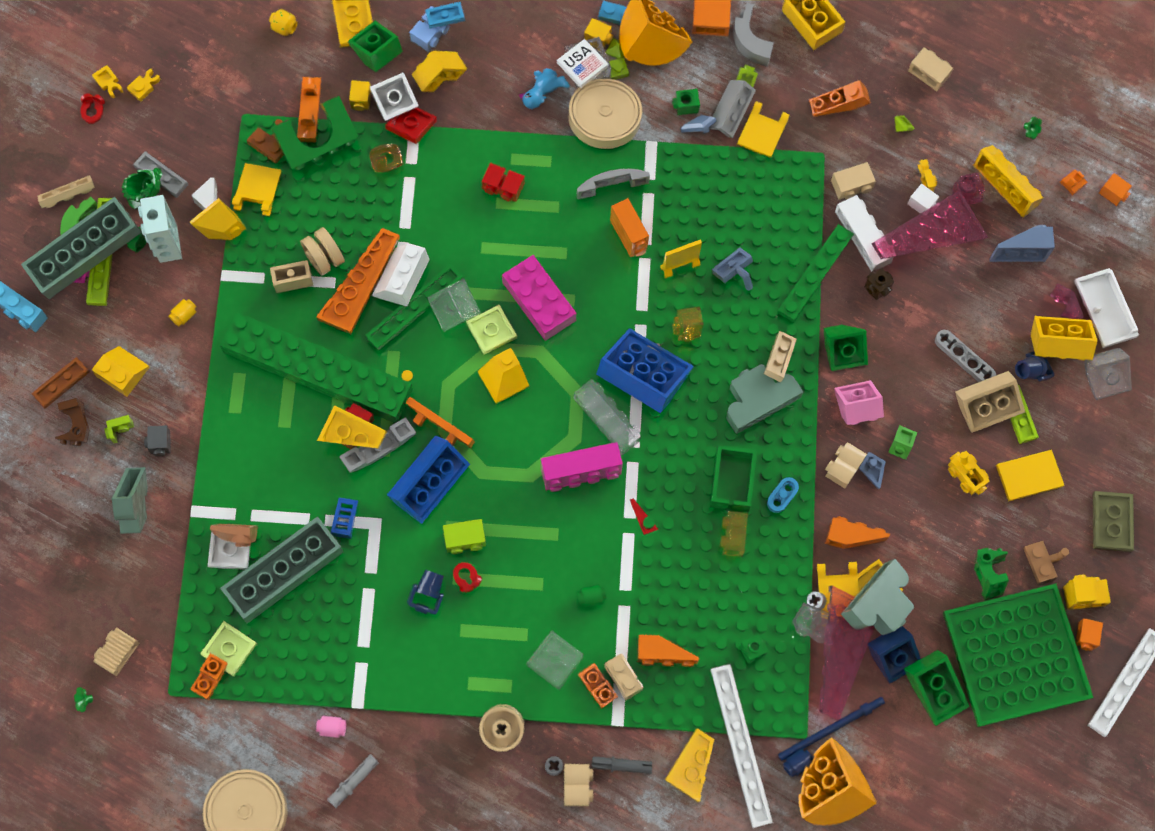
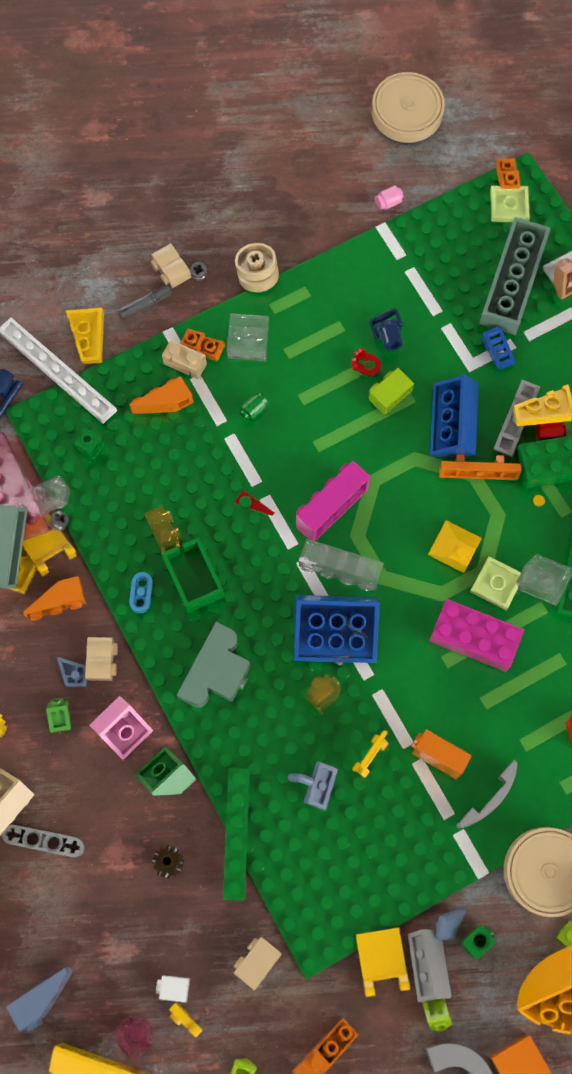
camera: 150 degrees right, 0 degrees up
(345, 788) = (345, 166): light grey pin -> none
(780, 356) = (219, 717): tan plate -> none
(858, 221) = (213, 910): white brick -> none
(940, 226) = (141, 963): clear pink wing -> none

